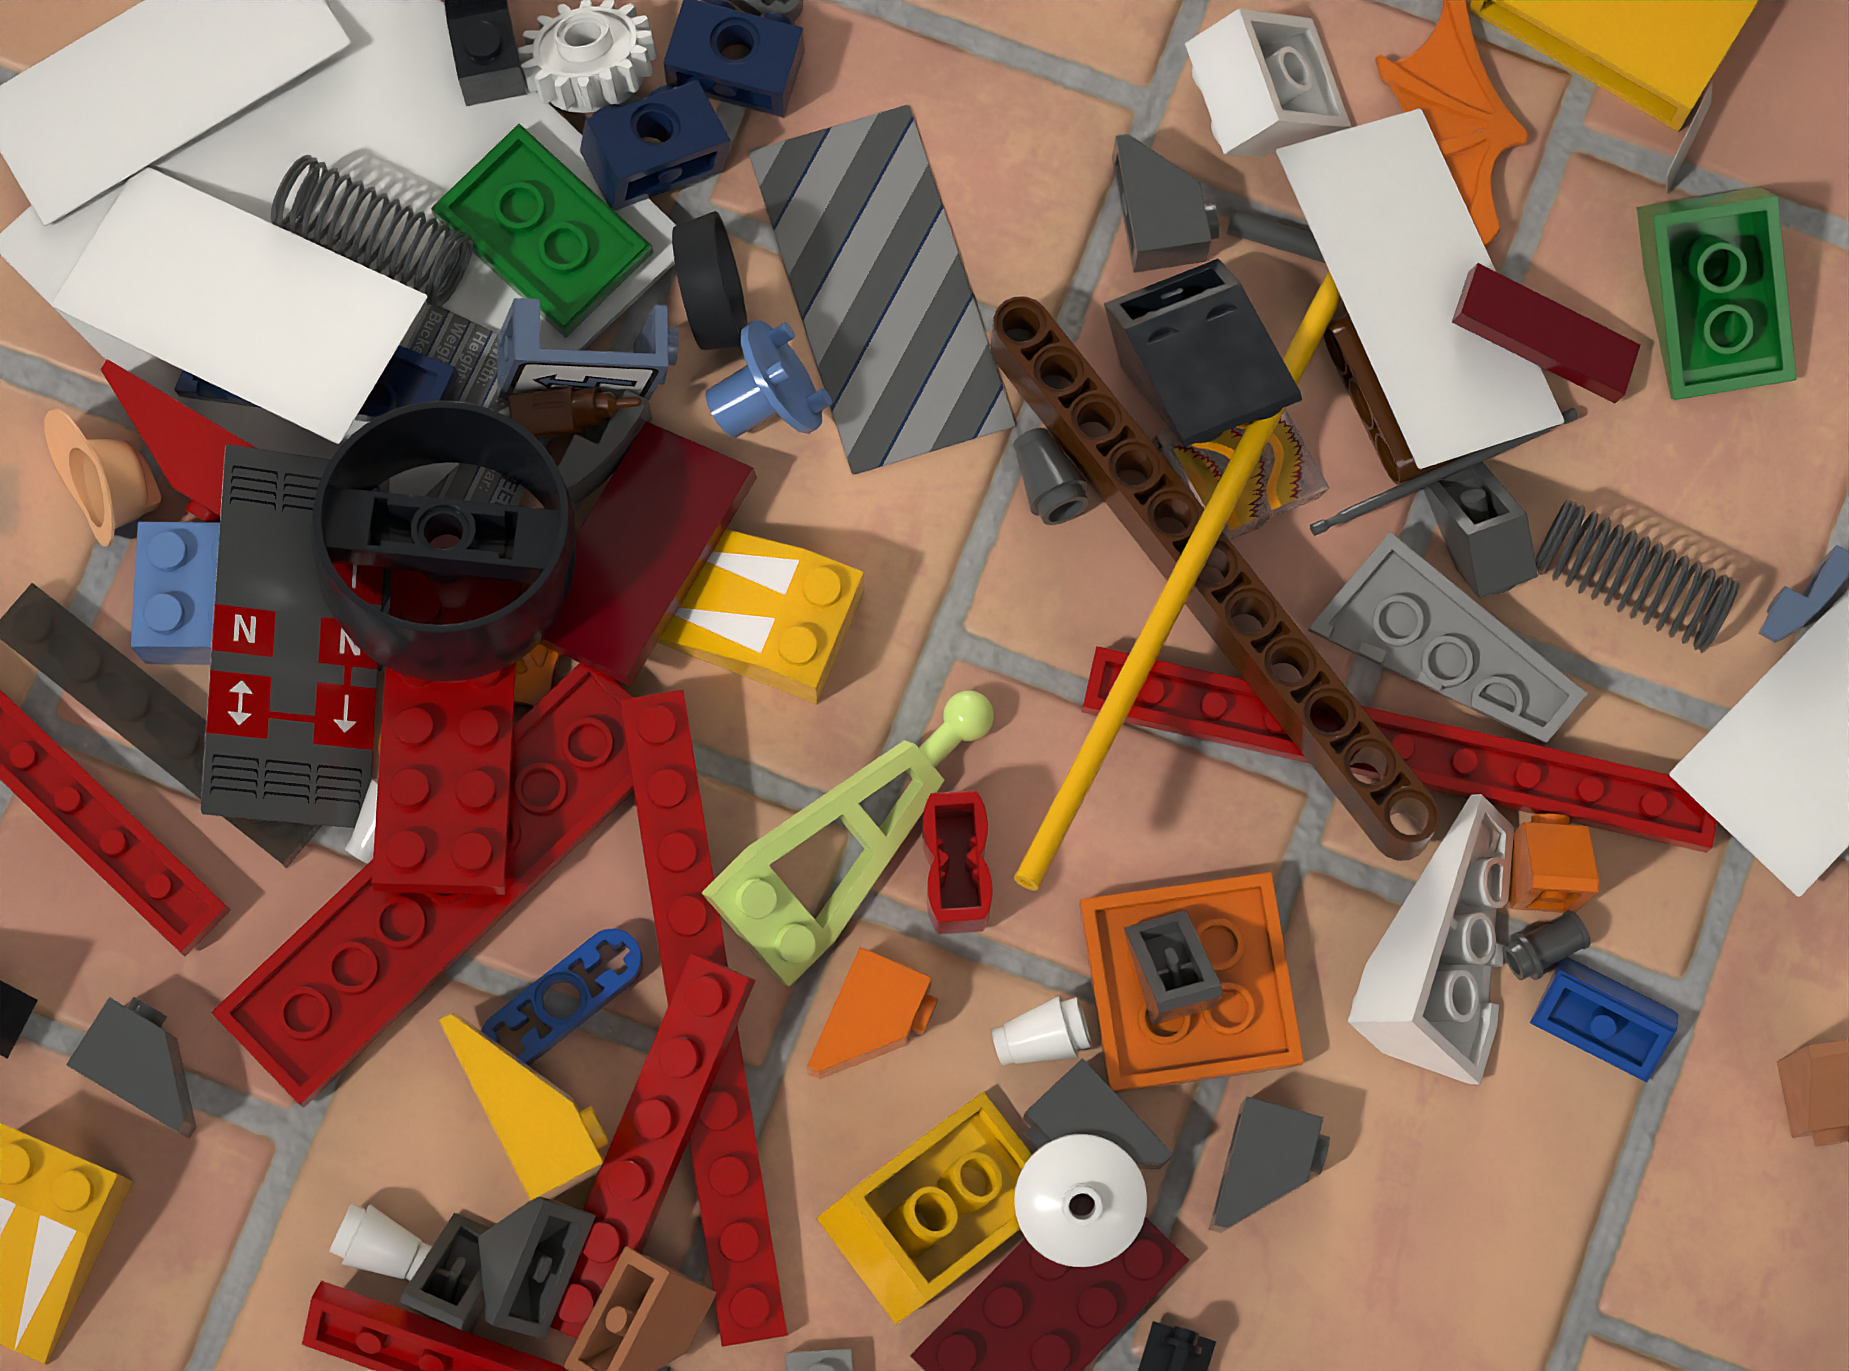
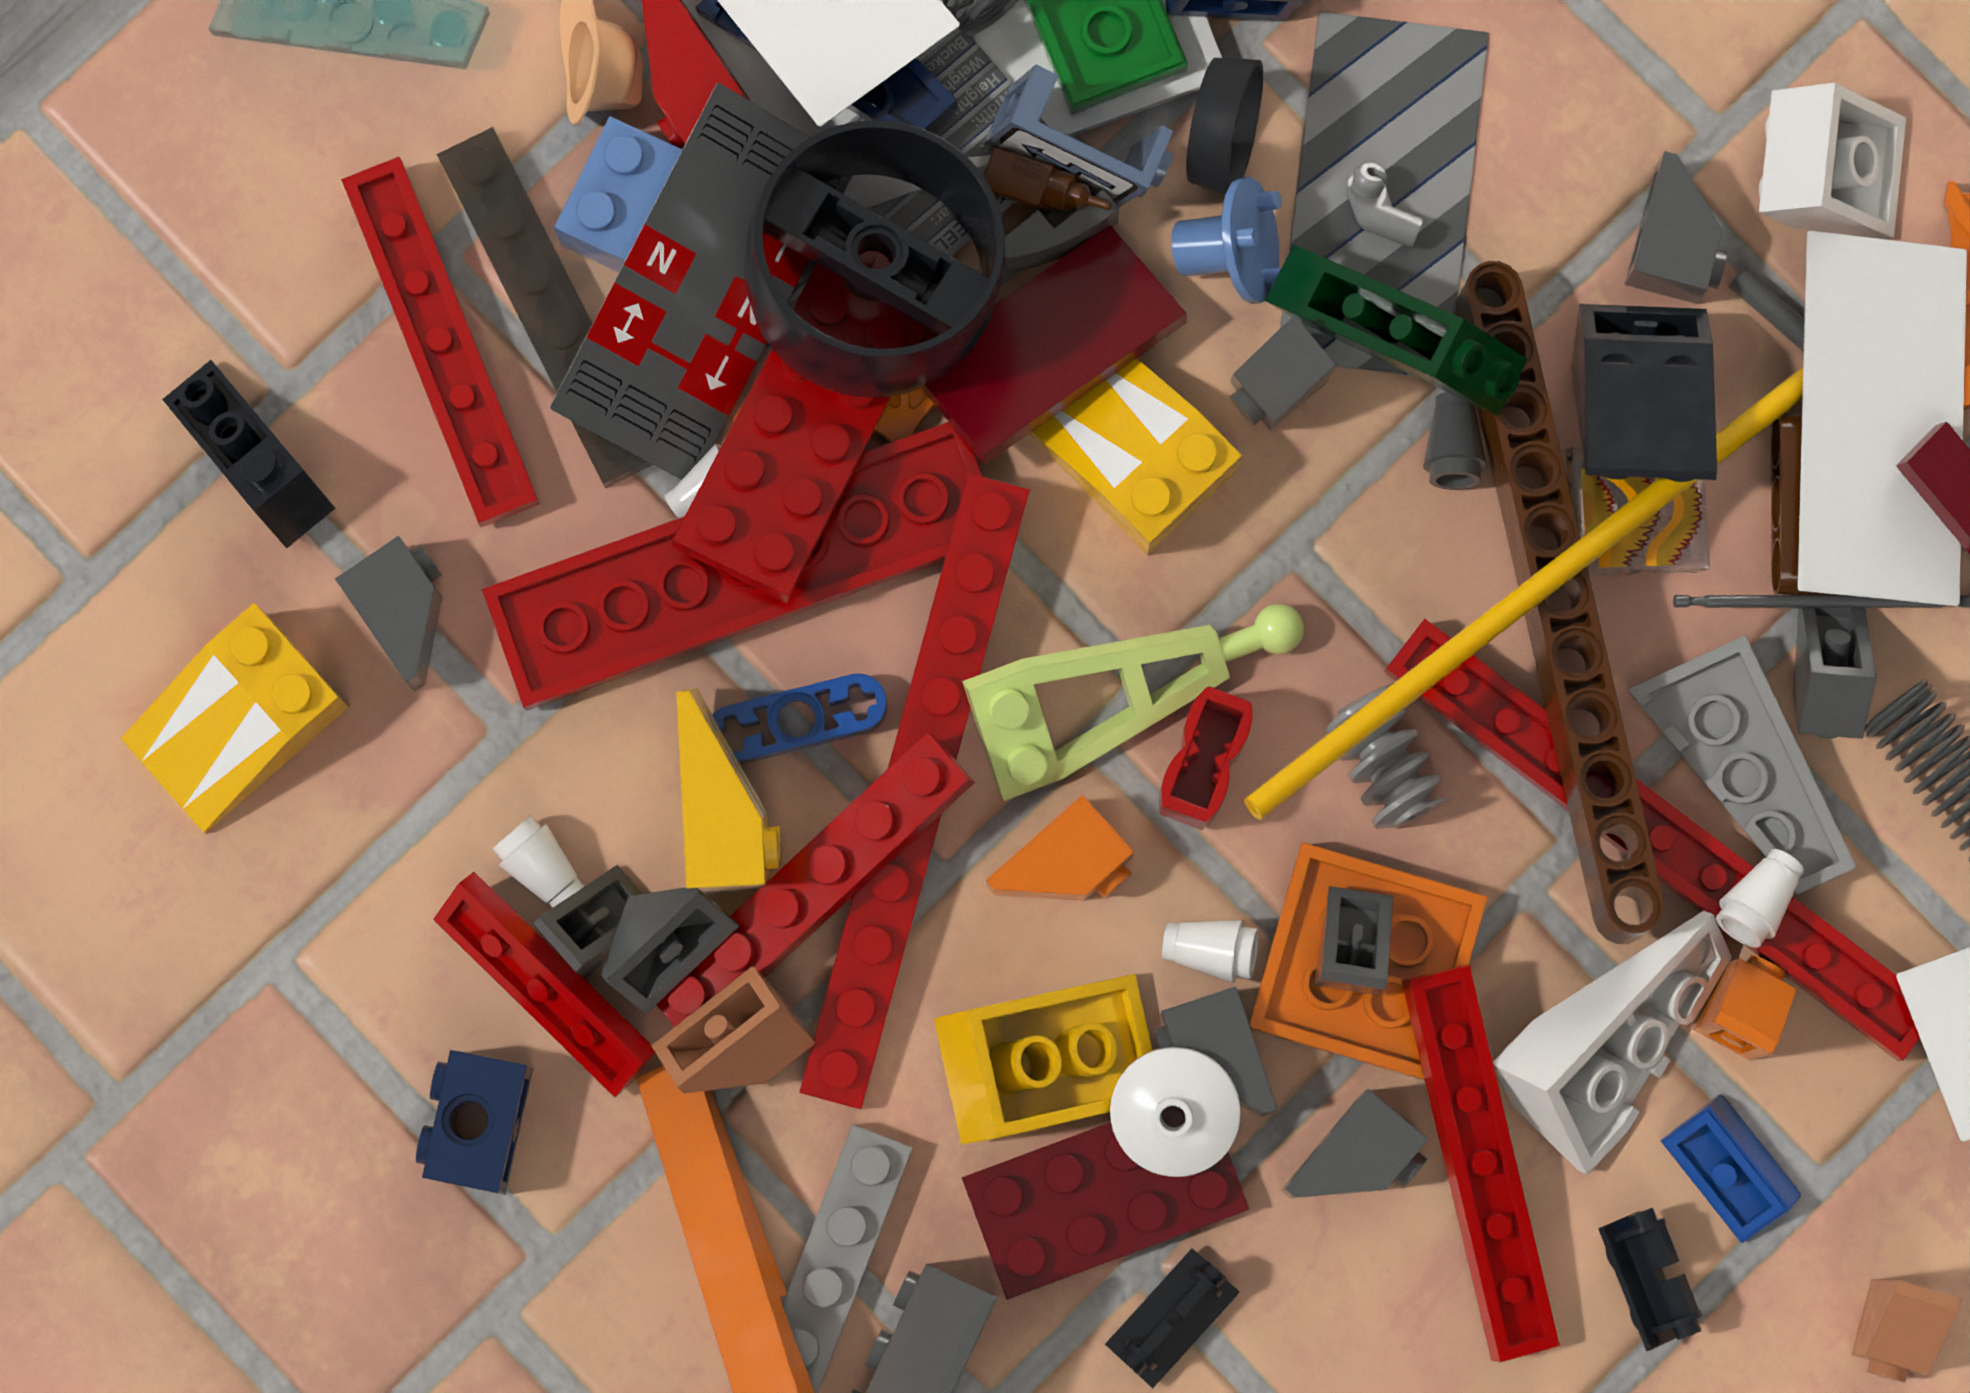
camera: 30 degrees right, 5 degrees up
(865, 484) = (1281, 375): none -> dark grey slope
(879, 302) = (1374, 208): none -> light grey arm
(952, 395) = (1397, 329): none -> dark green slope
(1129, 796) = (1390, 769): none -> light grey piece
(1380, 1118) = (1480, 1163): none -> red plate
(1517, 762) = (1760, 899): none -> white cone
(1546, 945) = (1707, 1078): dark grey pin -> none
(1603, 1174) = (1658, 1306): none -> black hinge

